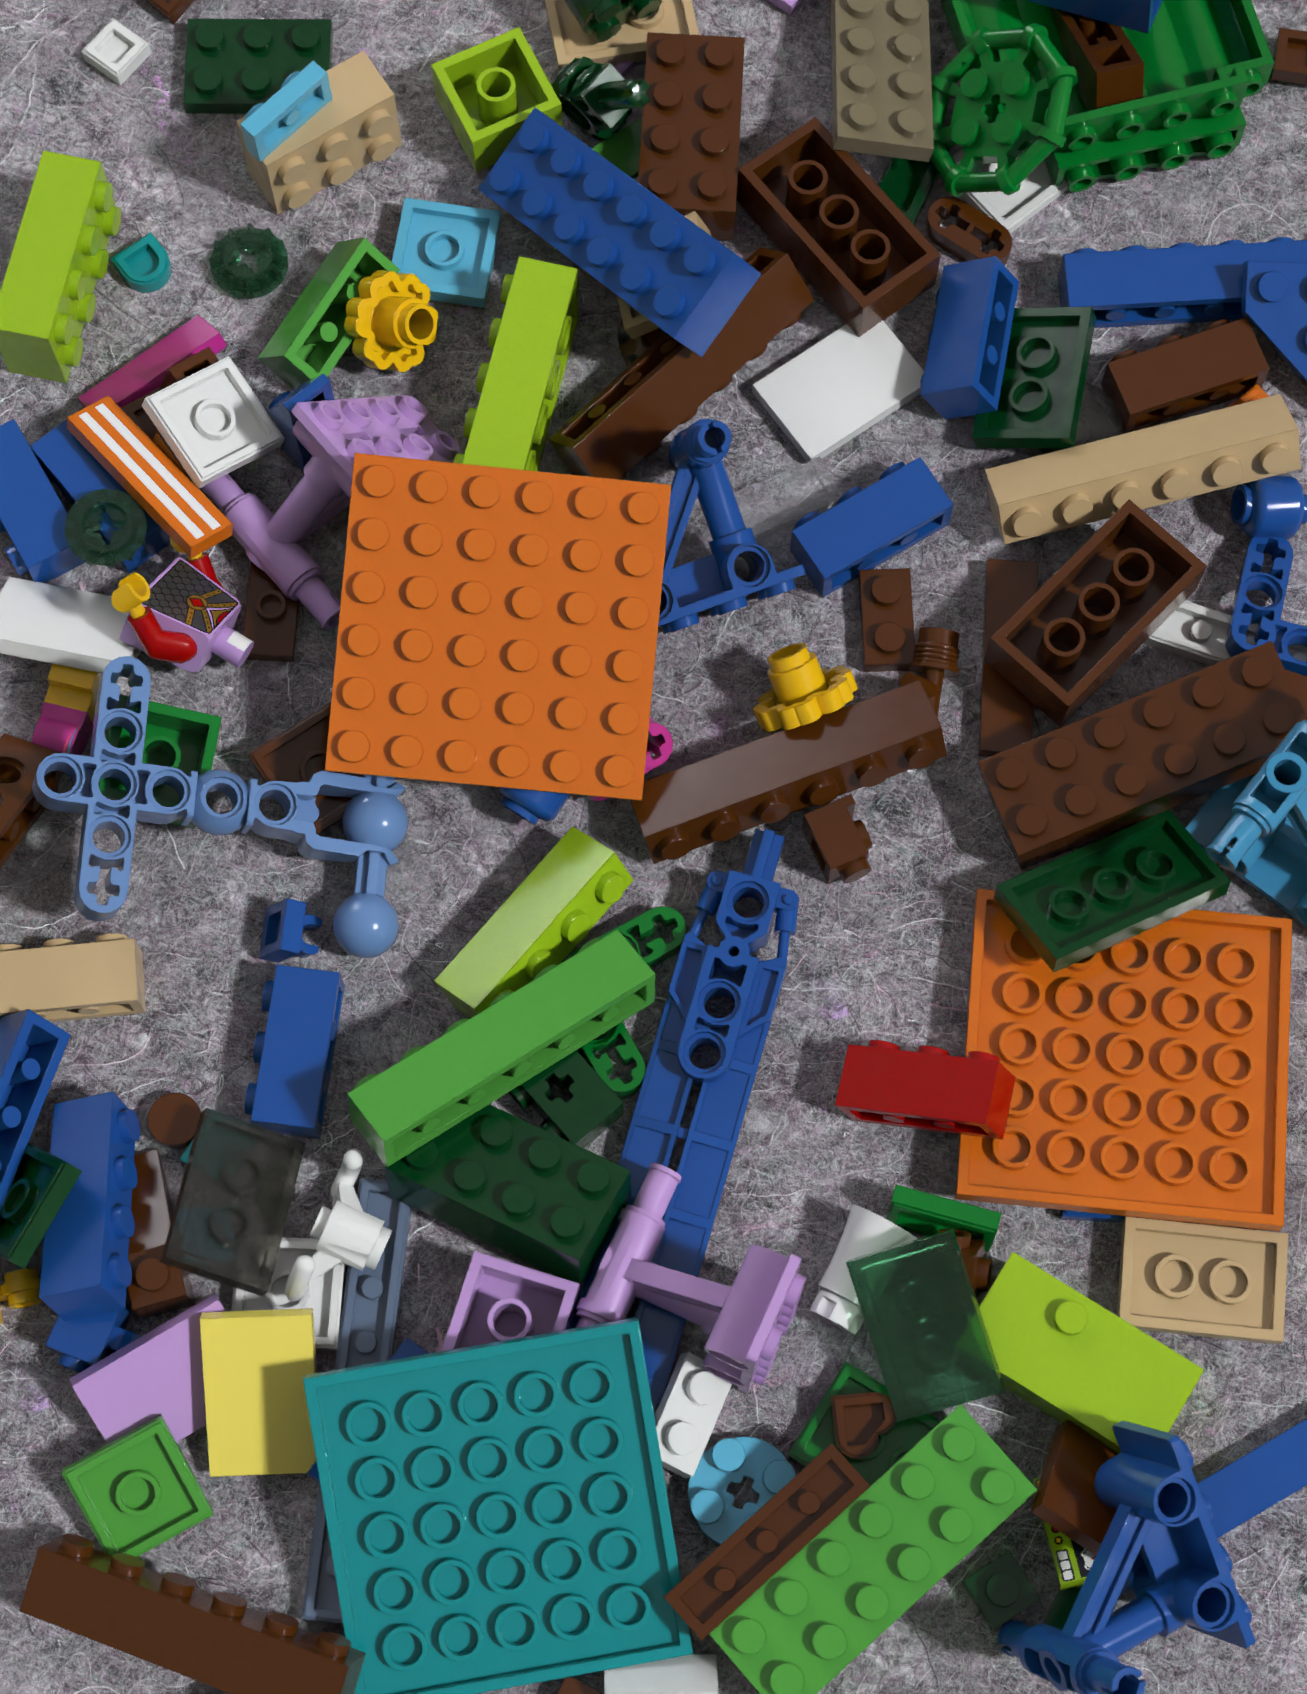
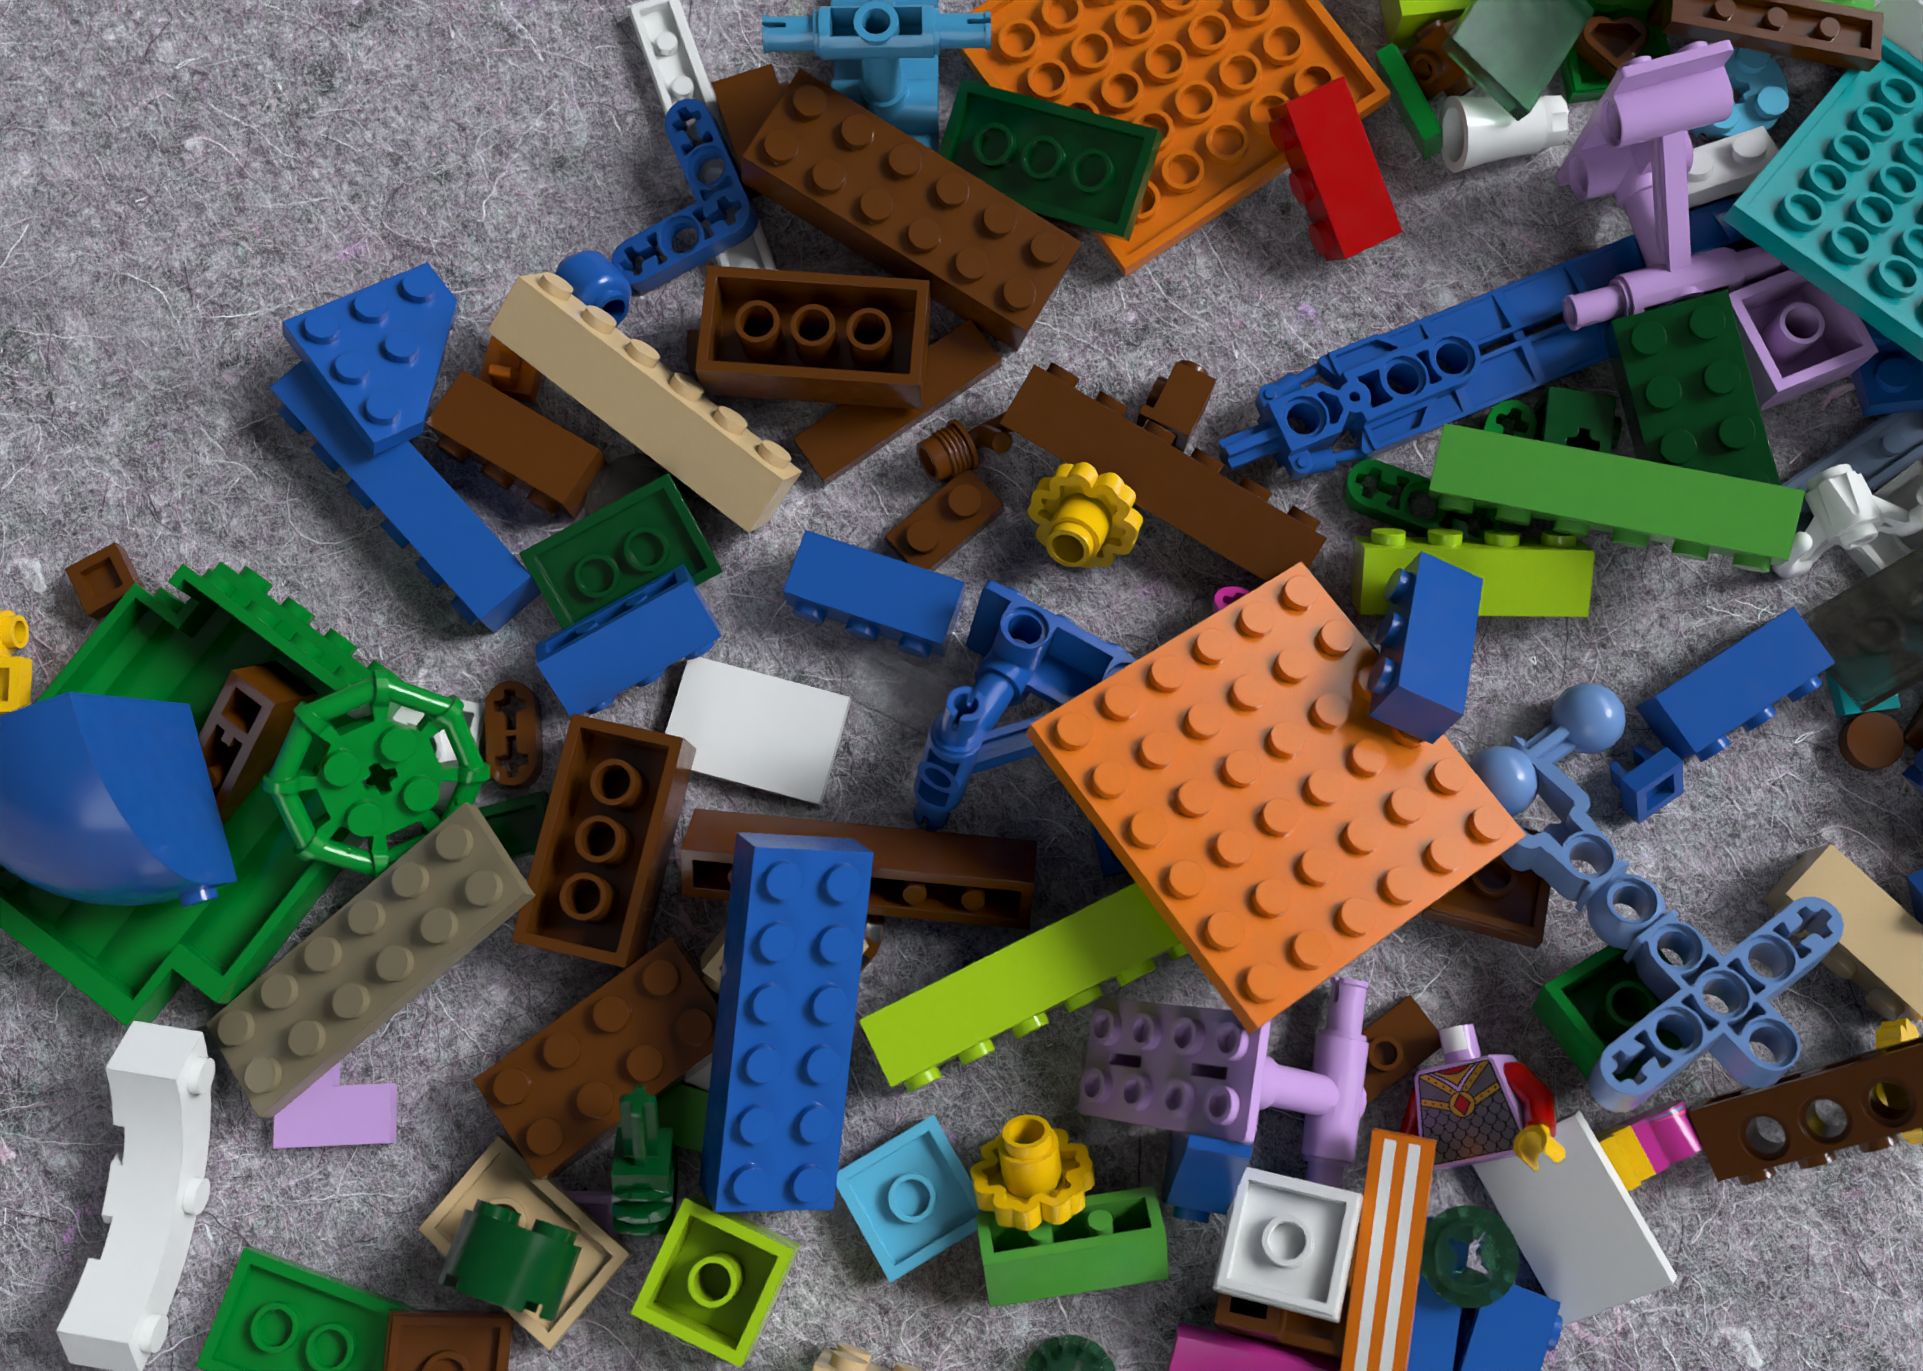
camera: 125 degrees left, 5 degrees up
(508, 810) = (1425, 647): none -> blue brick

